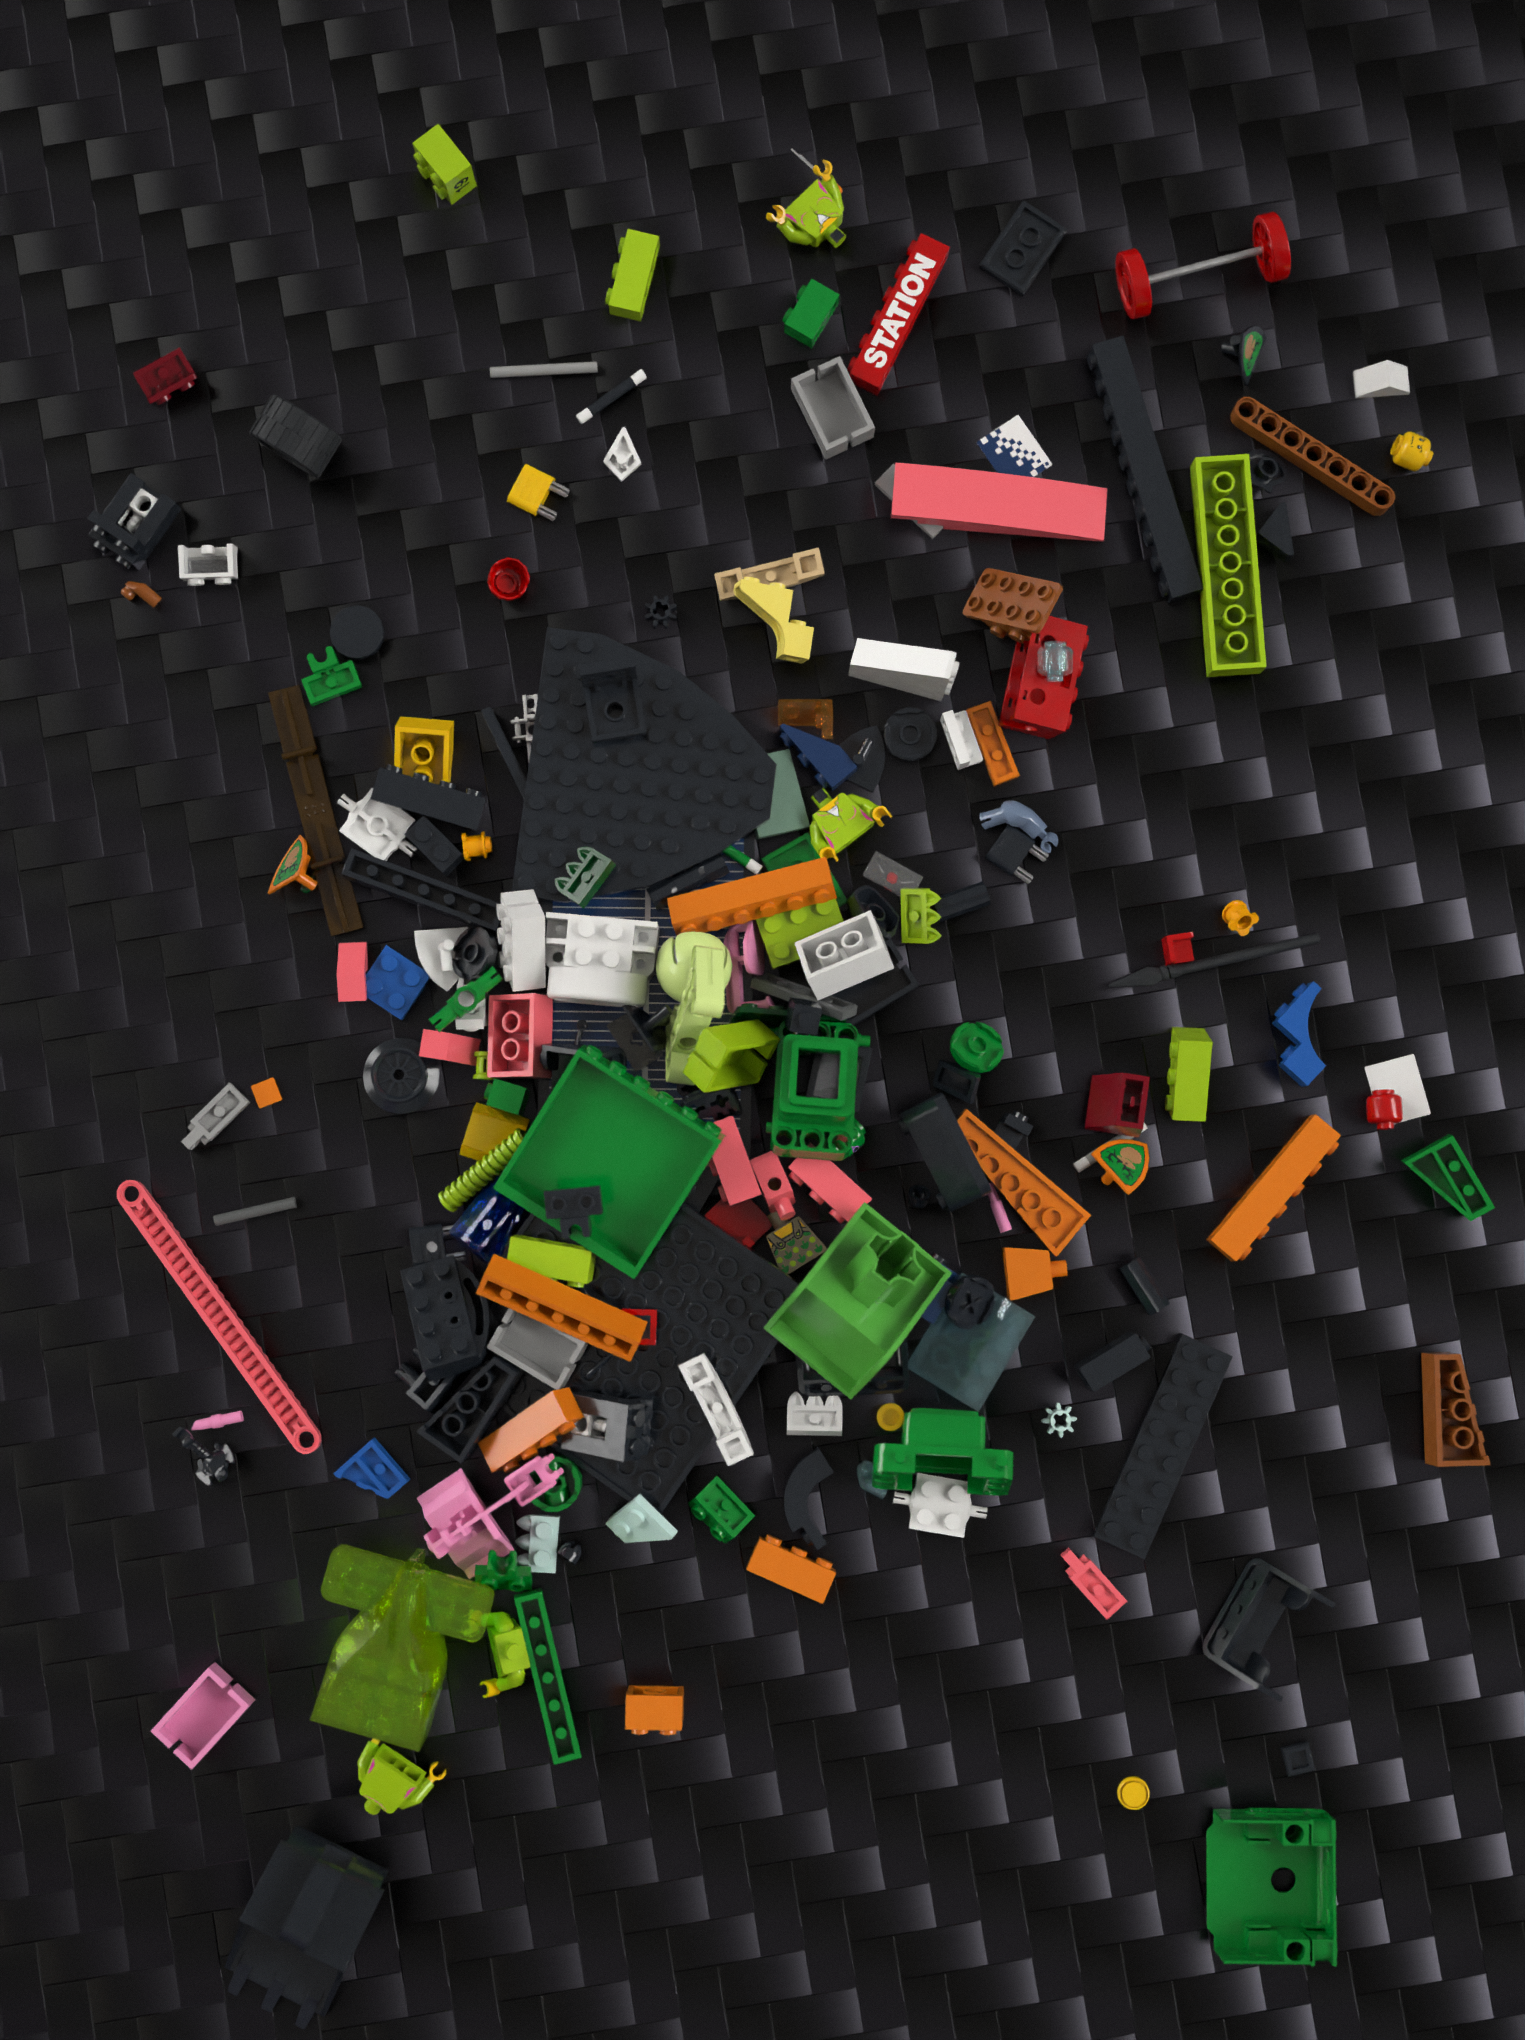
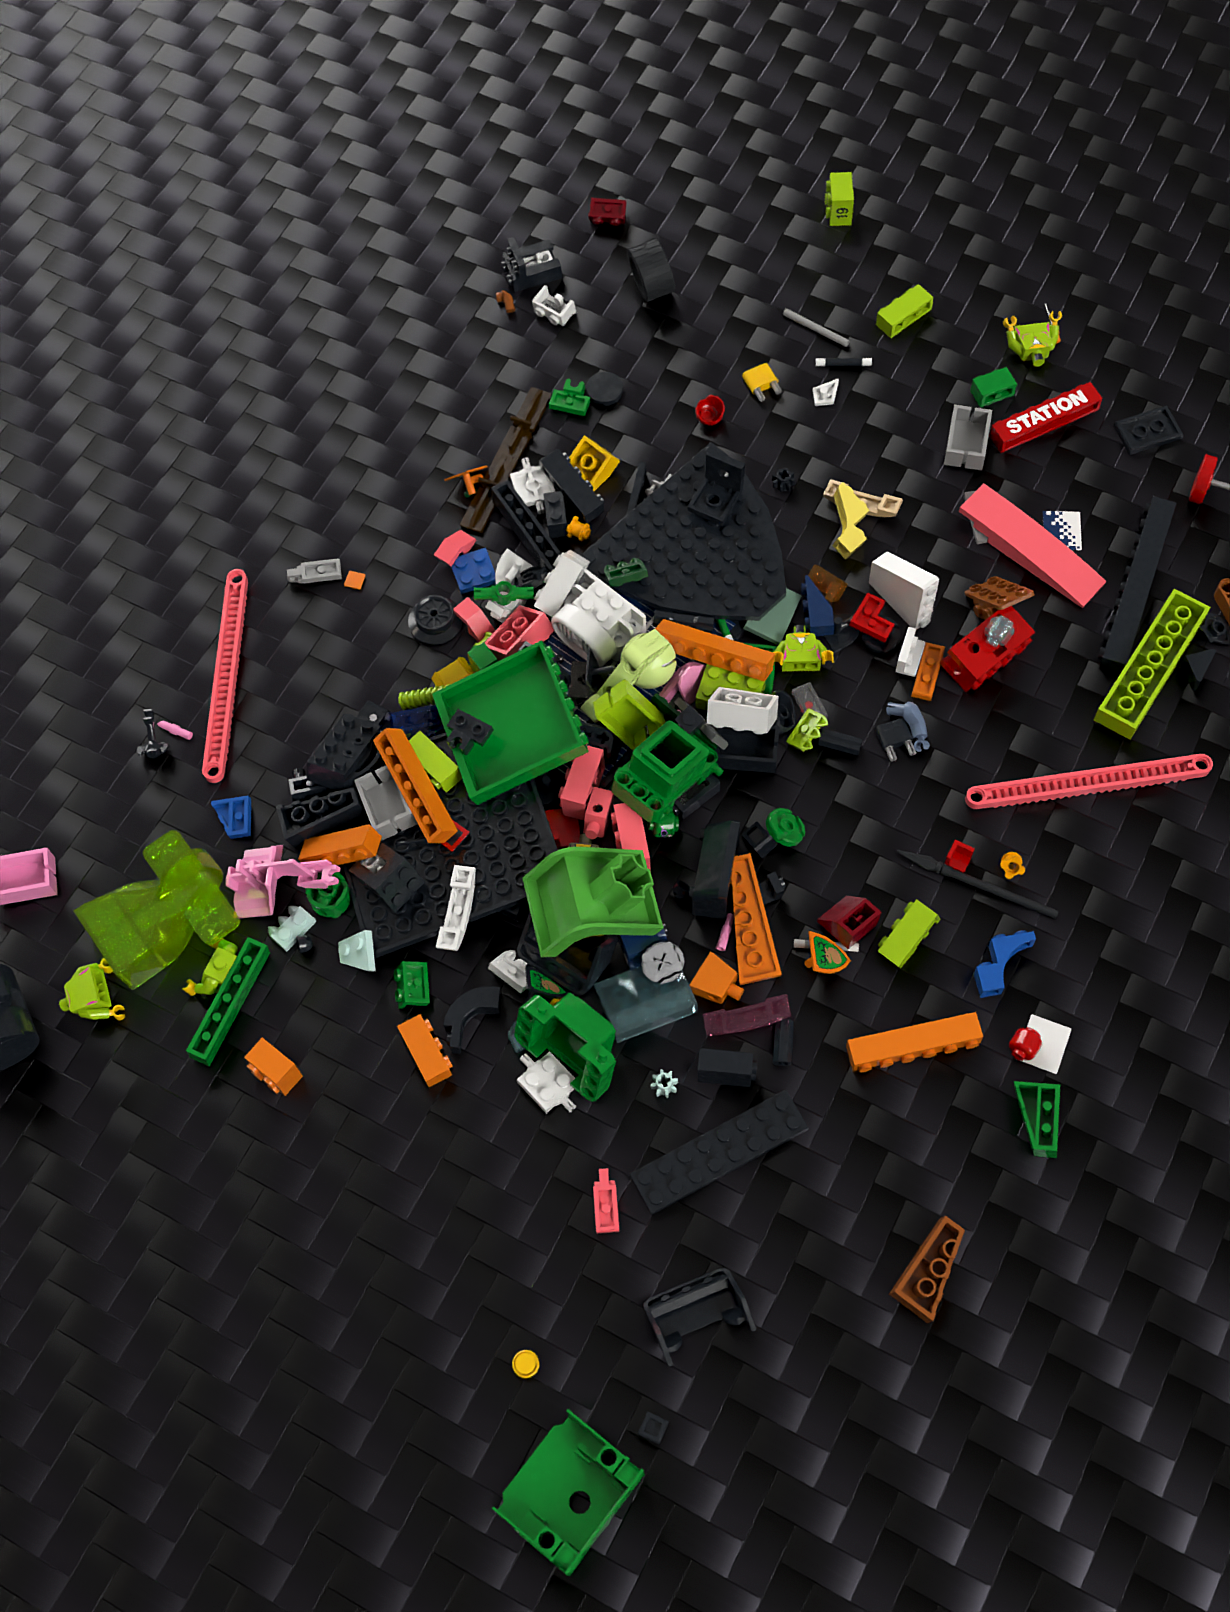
camera: 45 degrees right, 20 degrees down
(255, 1211) = (294, 635): dark grey bar -> none
(504, 1573) = (254, 923): green plate -> none
(860, 1412) = (542, 985): none -> shield
(885, 731) = (868, 621): none -> red plate
(1090, 1286) = (747, 1017): none -> clear pink slope
(1251, 758) = (1089, 781): none -> coral gear

